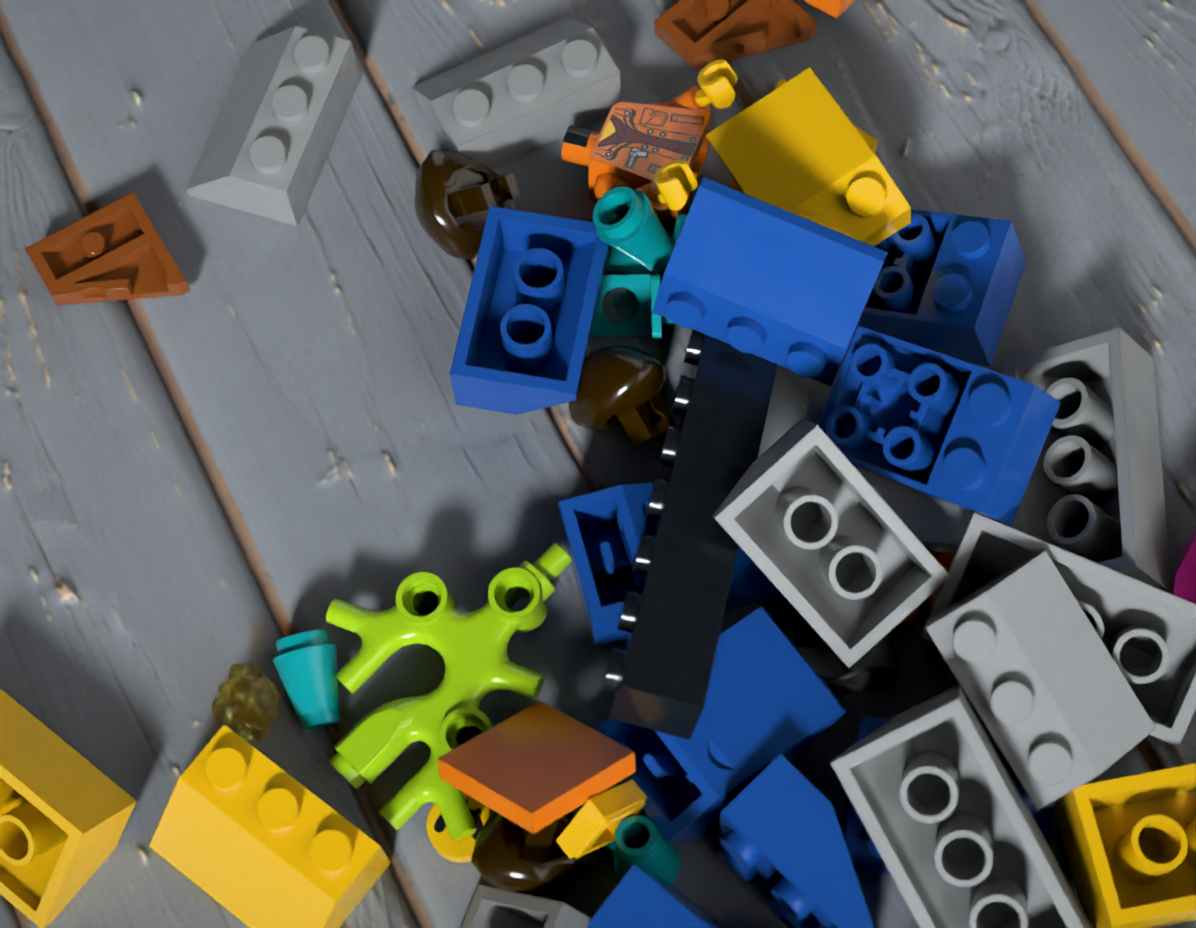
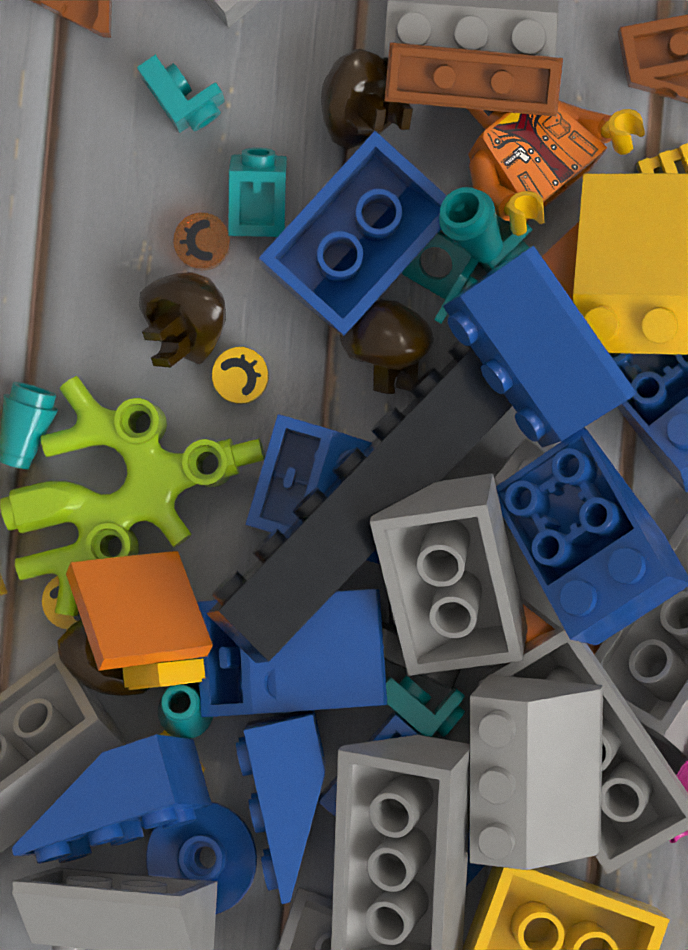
camera: 30 degrees right, 20 degrees up
(279, 302) = (170, 89): none -> teal bracket
(385, 415) = (201, 241): none -> clear orange tile
(409, 482) = (184, 315): none -> dark brown piece
(413, 340) = (257, 193): none -> teal bracket
(498, 512) = (240, 375): none -> yellow tile
(551, 114) = (473, 79): none -> dark orange tile
(871, 702) = (410, 703): none -> teal bracket

